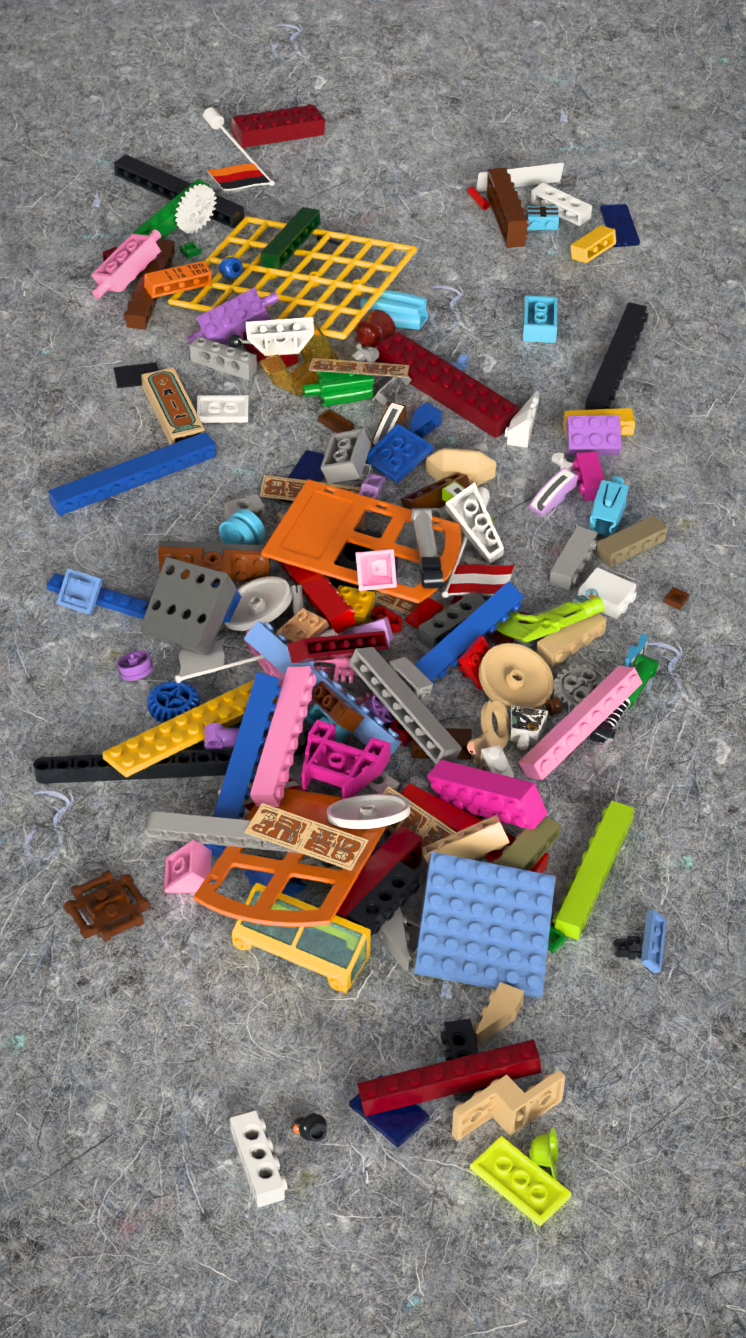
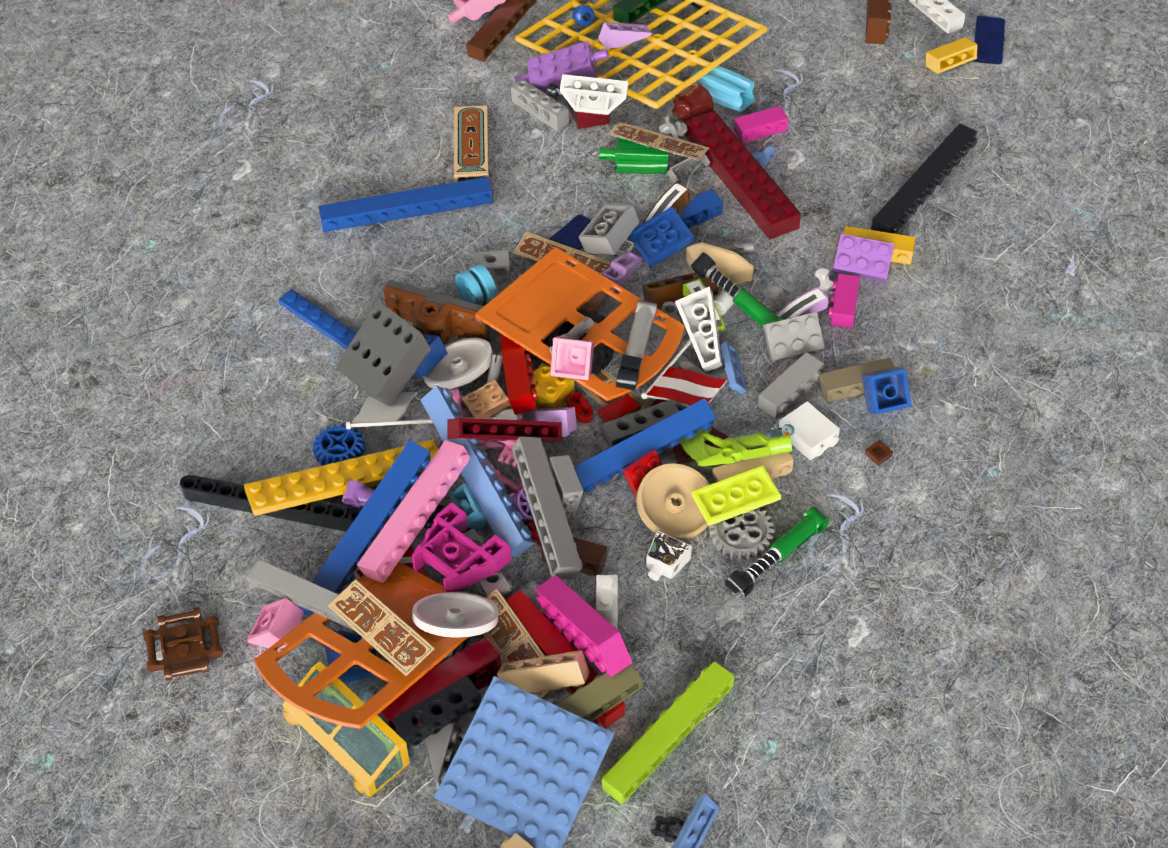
camera: 20 degrees right, 5 degrees up
(79, 591) = (302, 313): medium blue plate -> none
(132, 375) = (445, 104): black window -> none
(135, 665) = (319, 401): medium lavender wheel -> none
(177, 279) = (528, 18): orange brick -> none
(222, 408) = (517, 156): white plate -> none
(278, 278) = (621, 34): none -> lavender slope
(280, 376) = (629, 114): clear yellow windscreen -> none
(335, 422) = (619, 191): reddish brown tile -> none
(337, 707) = (479, 495): reddish brown slope -> none
(366, 546) = (579, 330): none -> light grey pin
(445, 336) = (760, 124): none -> dark pink brick
(489, 737) = (618, 563): tan animal -> none
(514, 555) = (733, 368): none -> medium blue plate
(522, 423) = (799, 231): white wedge -> none
(537, 509) = (705, 267): none -> piece
(540, 319) = (863, 124): medium azure brick -> none
(543, 217) = (911, 18): medium azure brick -> none
(553, 706) = (702, 541): reddish brown bush -> none
(556, 939) = (596, 797): green tile -> none
(558, 515) = (793, 336): none -> light grey plate
(569, 659) = (736, 495): none -> neon yellow tile
(580, 722) = (717, 567): bright pink brick -> none
(609, 506) = (848, 338): medium azure piece -> none
(634, 652) = (807, 502): dark azure slope -> none
(663, 542) = (886, 390): none -> blue brick

